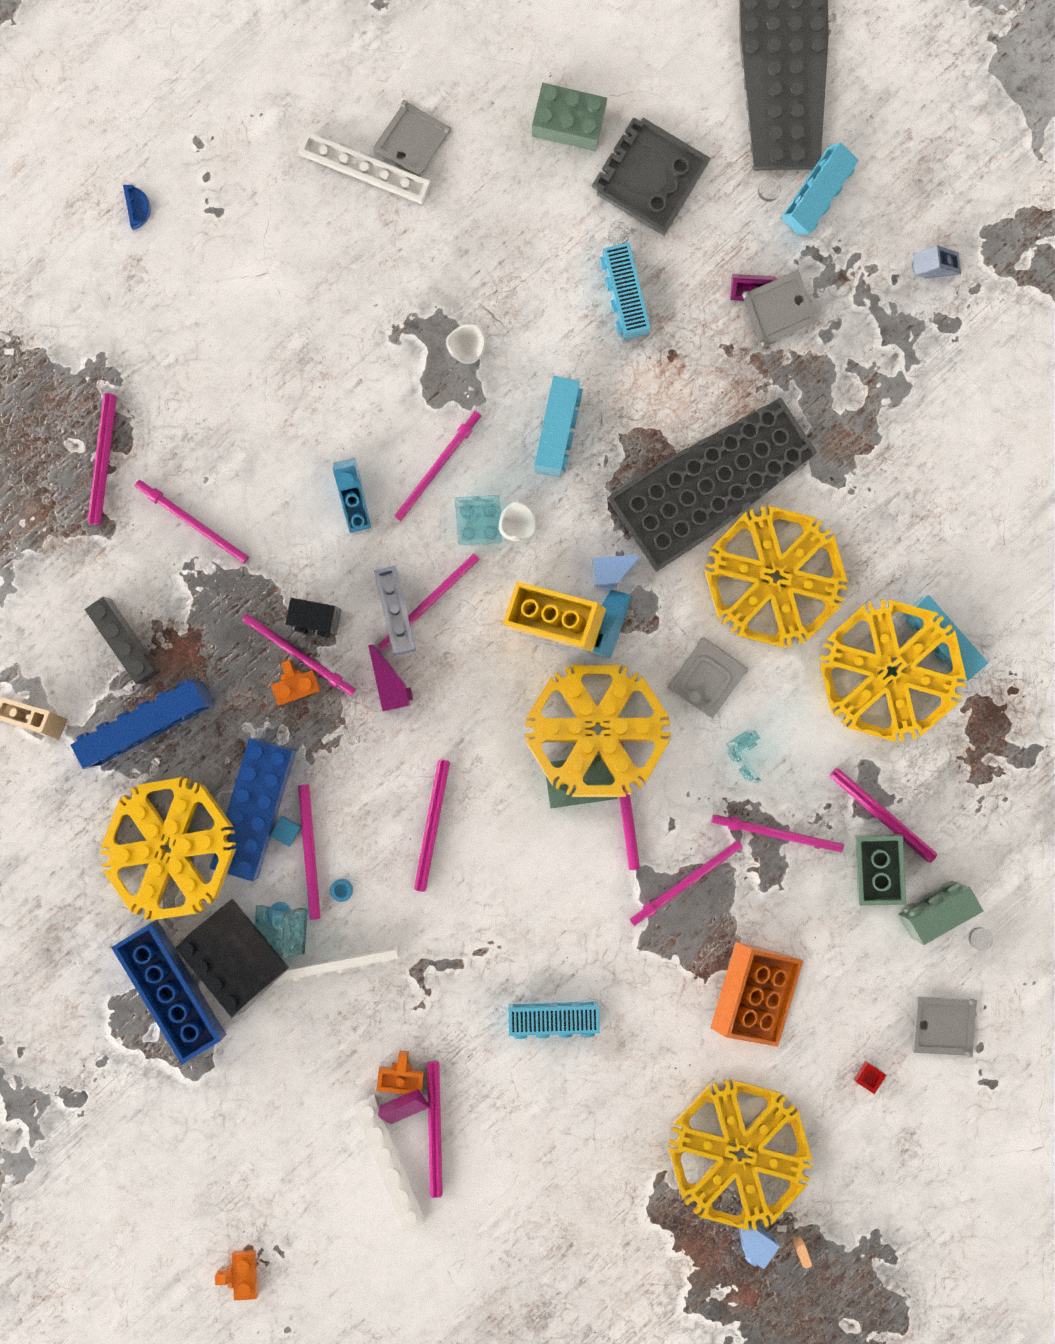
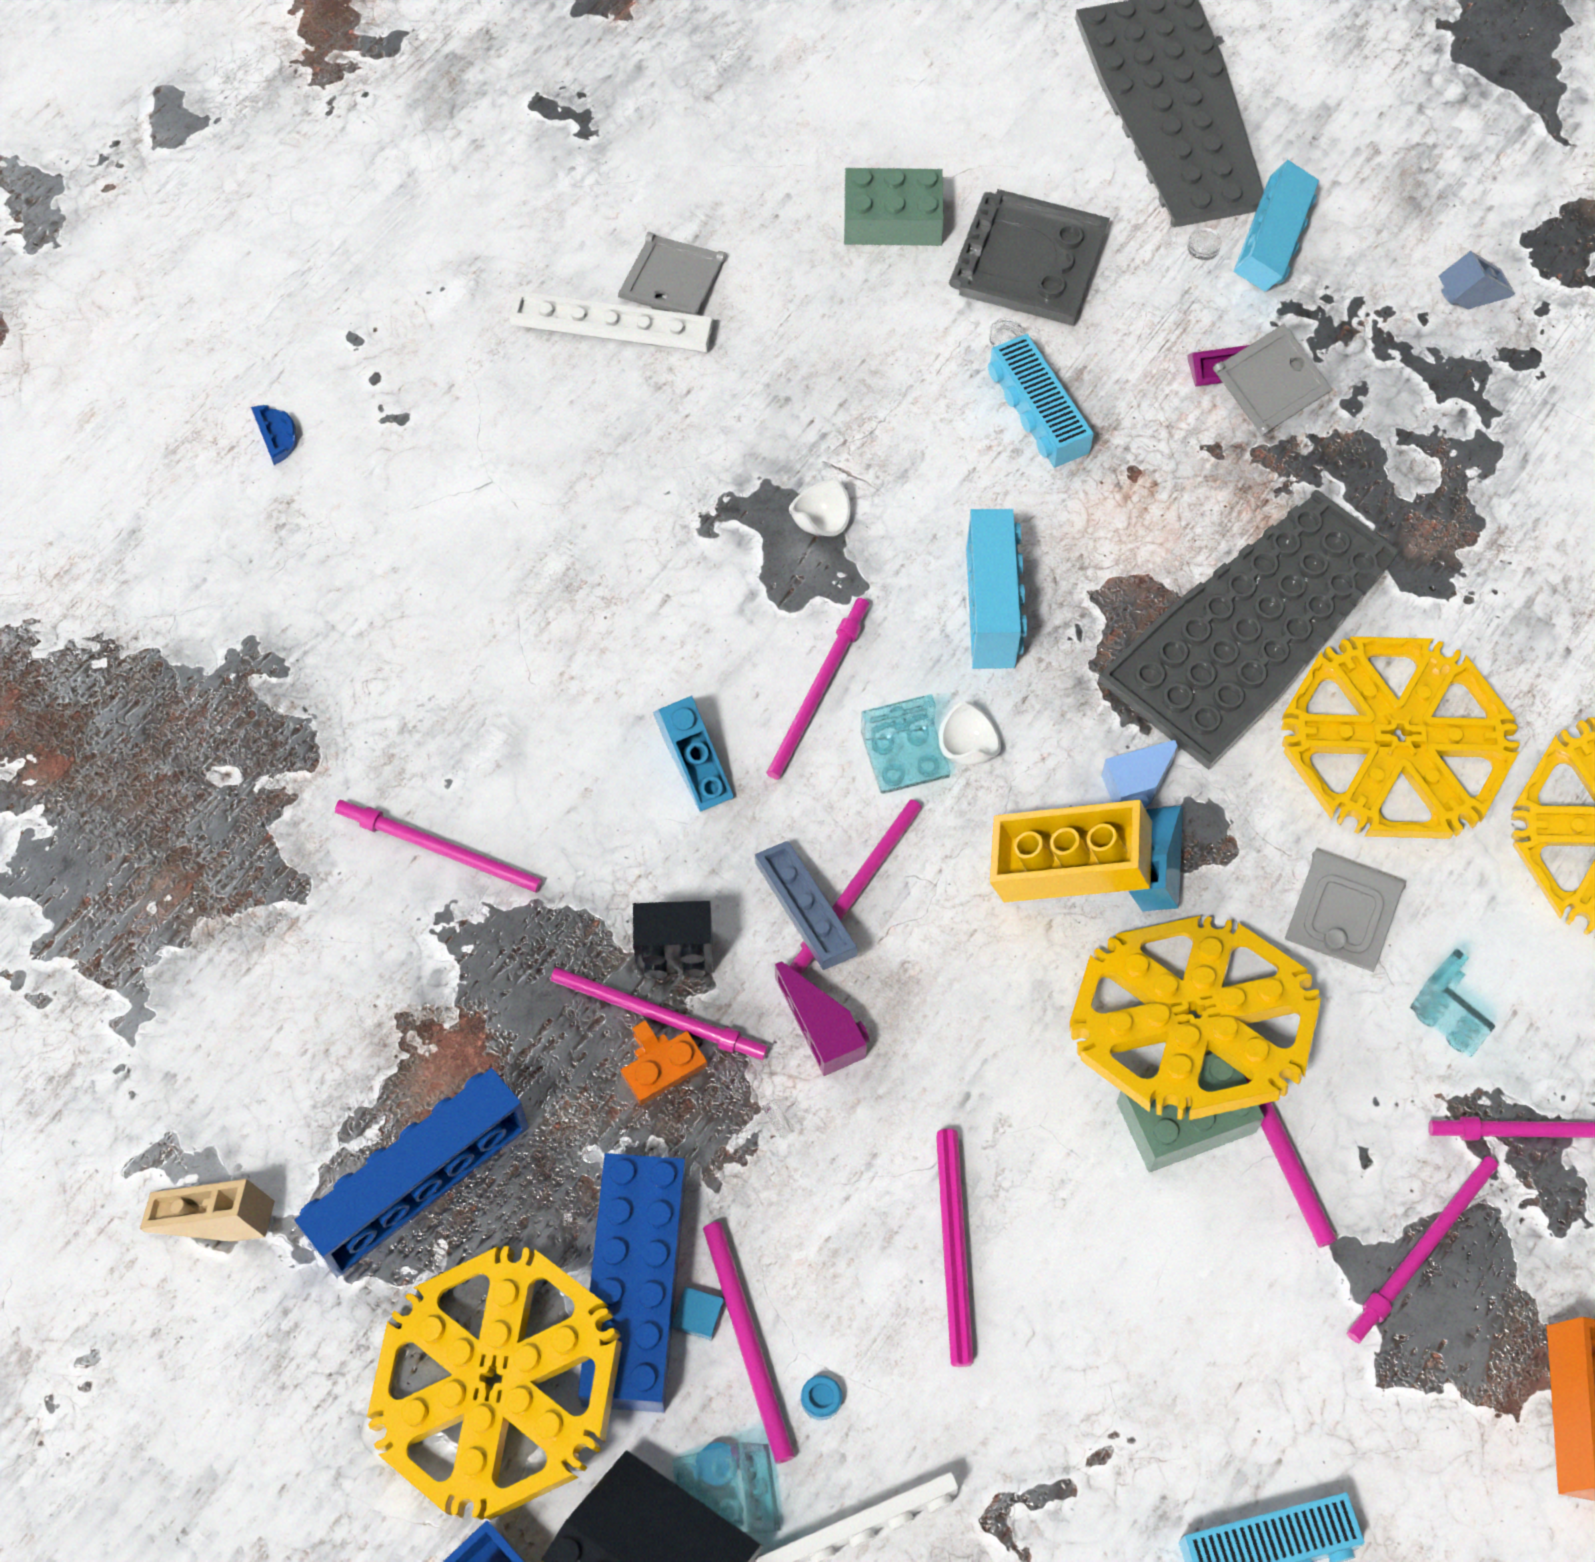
camera: 10 degrees left, 25 degrees down
(102, 459) = (274, 785): dark pink axle -> none
(122, 640) = (353, 1048): dark grey brick -> none

